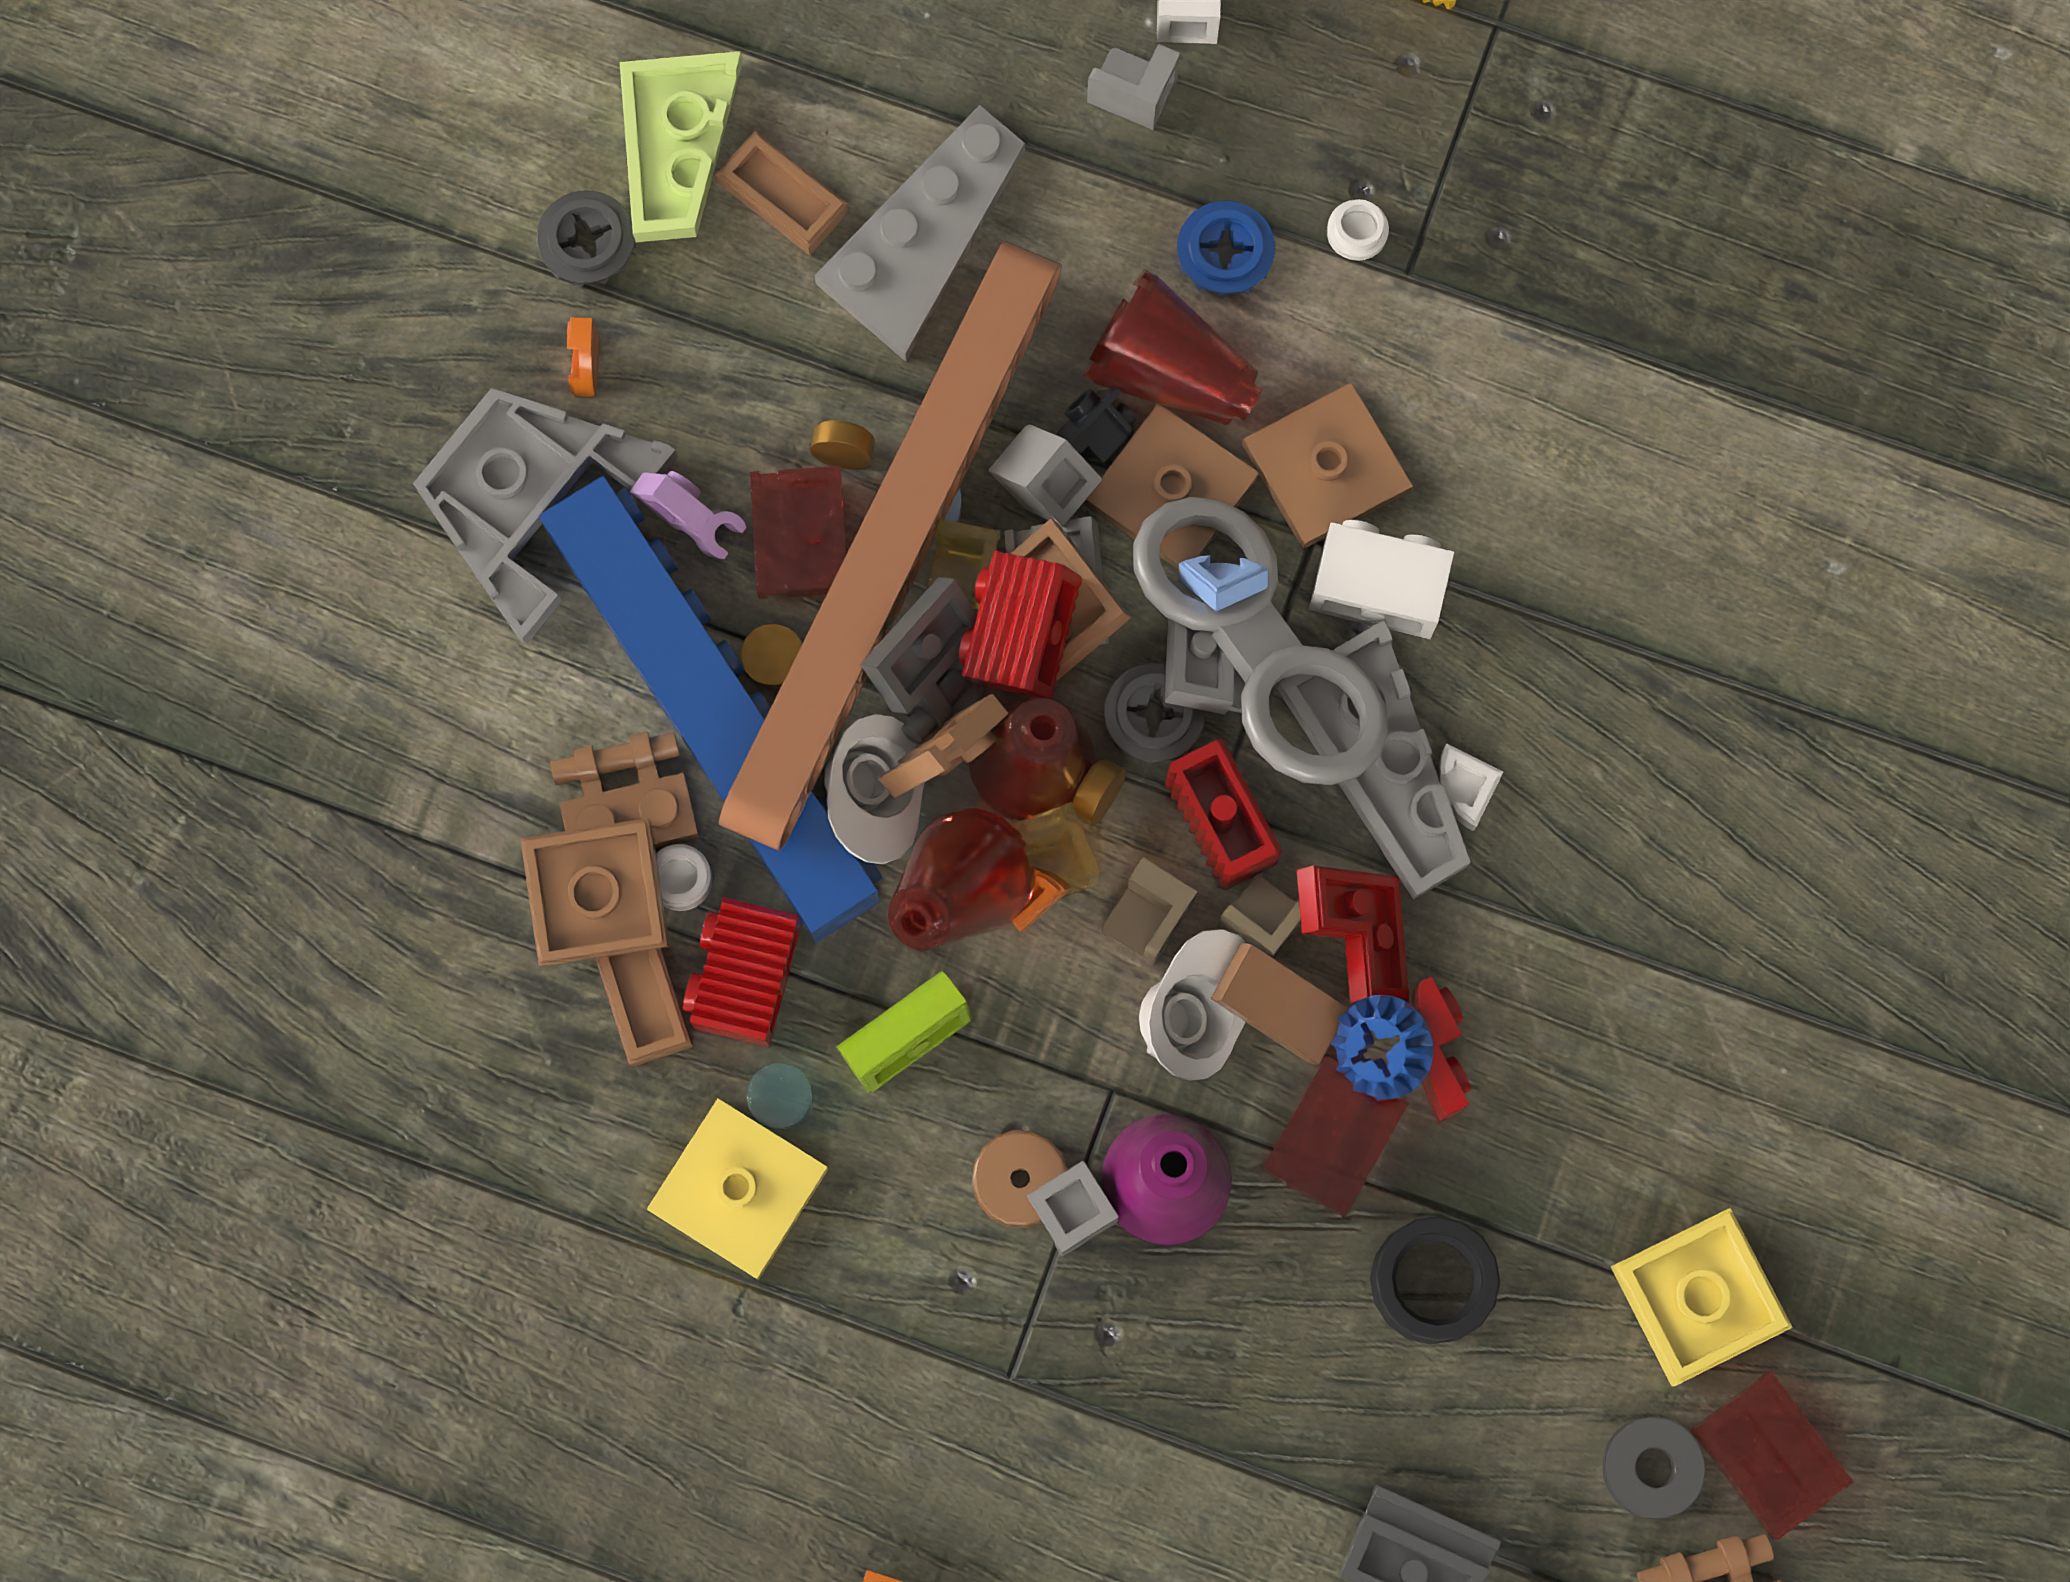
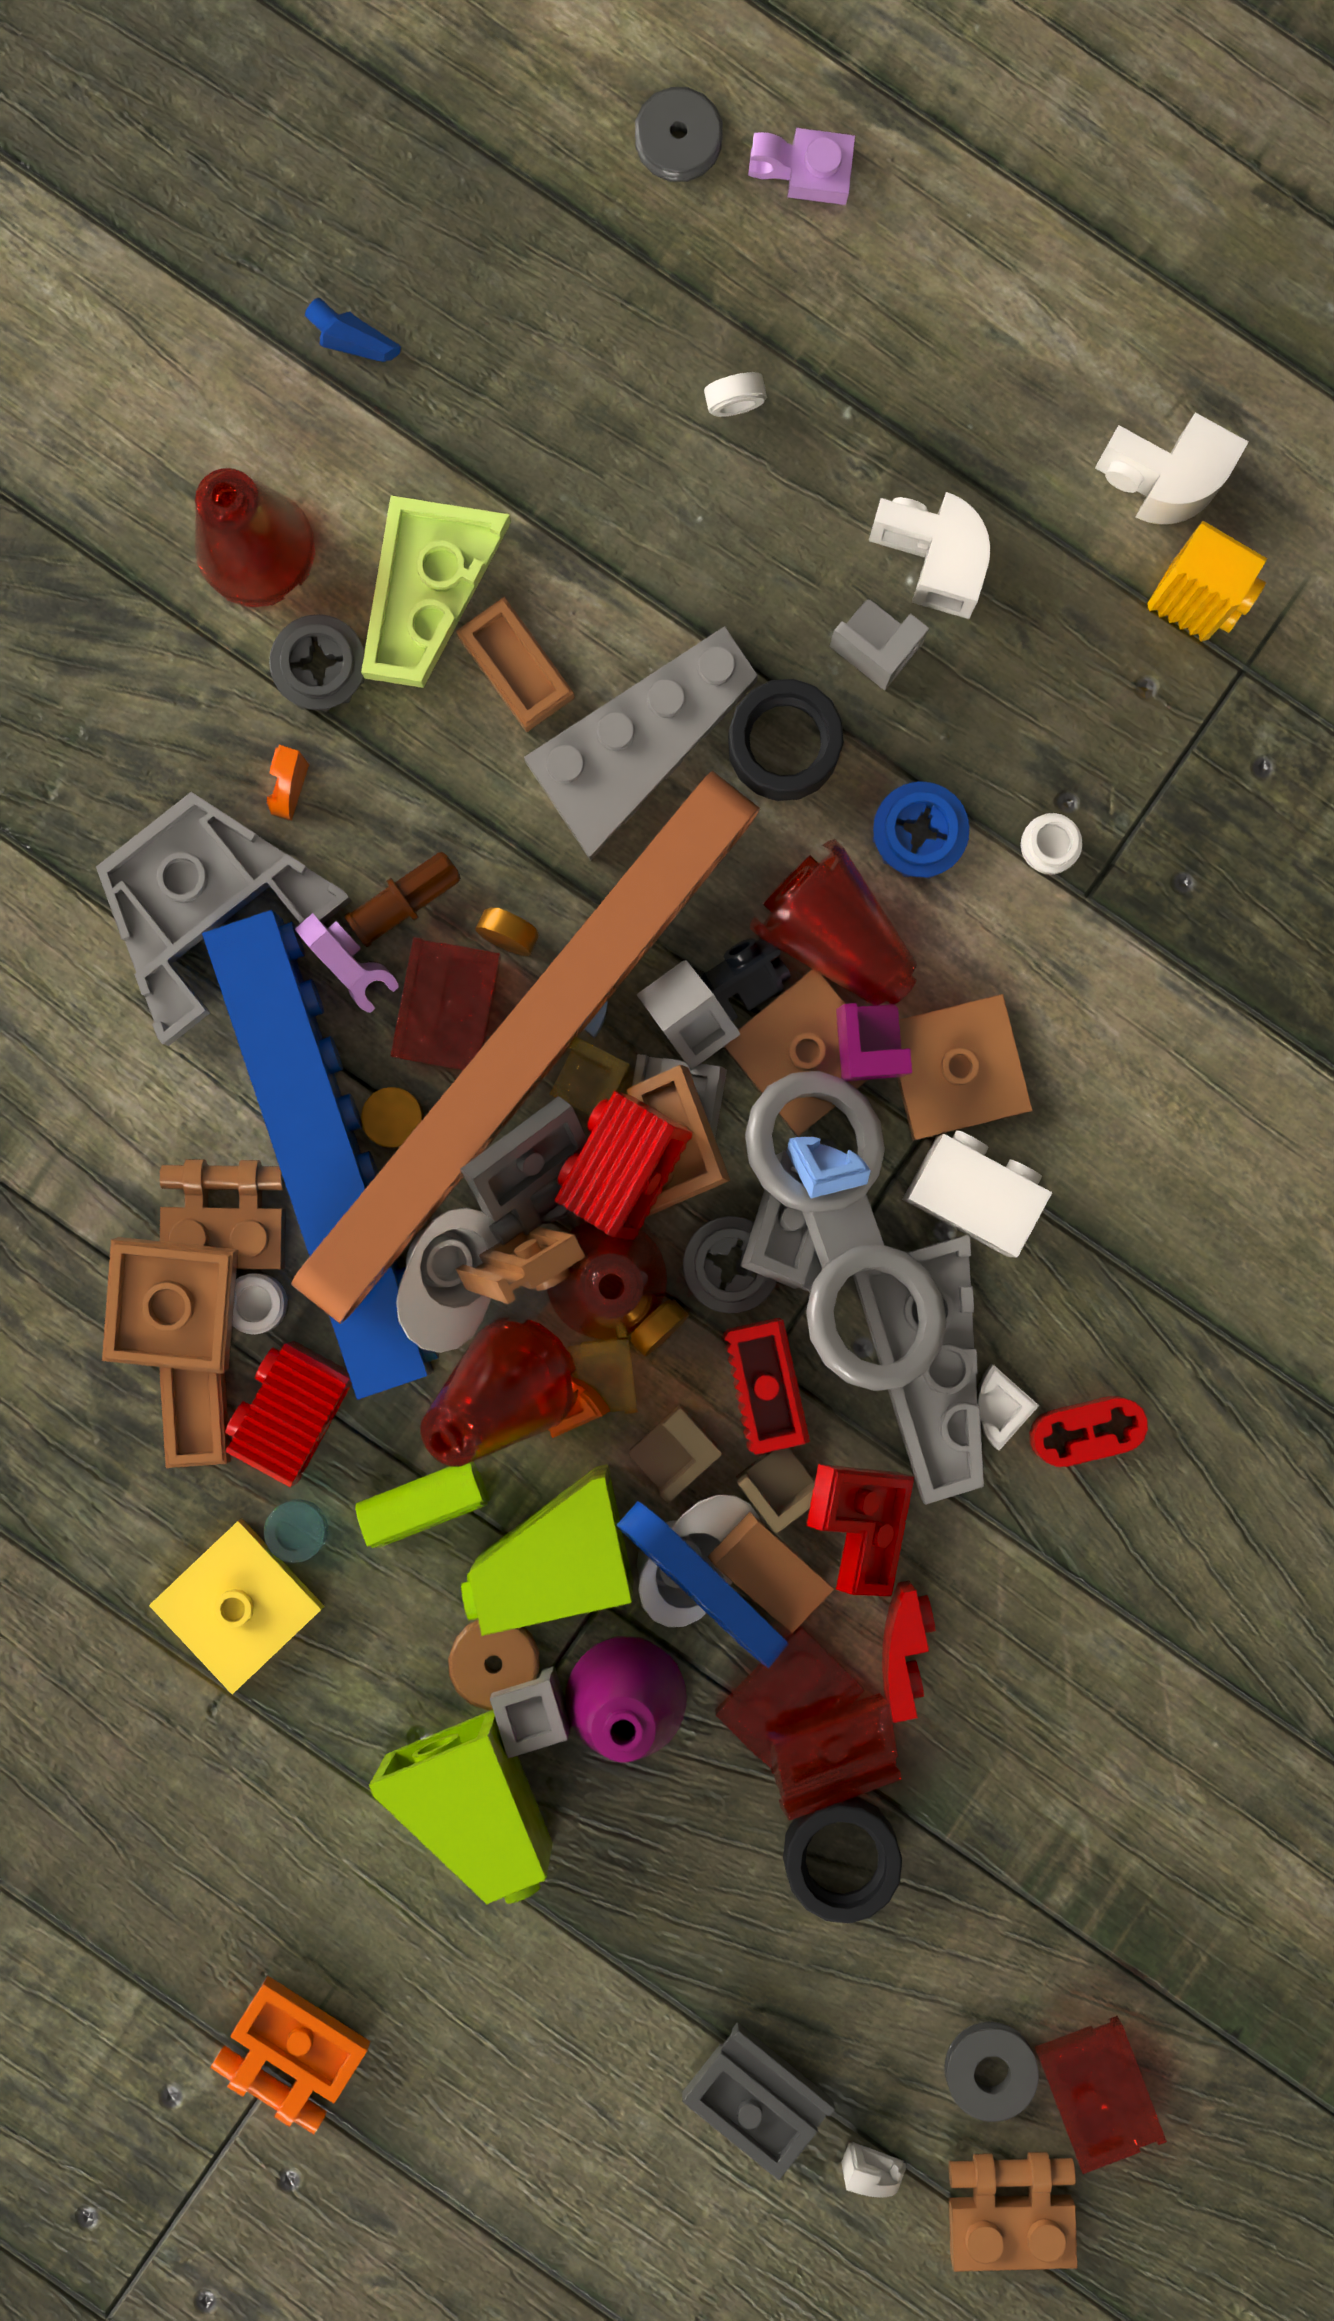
camera: 15 degrees right, 10 degrees up
(489, 135) = (250, 539): none -> clear red cone
(730, 439) = (403, 898): none -> reddish brown axle
(1038, 1311) = (469, 1808): none -> lime slope
(1057, 1039) = (554, 1562): none -> lime slope
(1068, 151) = (801, 696): none -> black tyre
(1213, 1021) = (702, 1584): none -> blue beam
(1234, 458) = (871, 1043): none -> magenta panel
(1396, 1172) = (834, 1756): none -> clear red plate
(1408, 1059) = (865, 1624): blue gear -> none
(1567, 798) = (1091, 1445): none -> red beam
(1701, 1297) = (1079, 1936): light yellow plate -> none

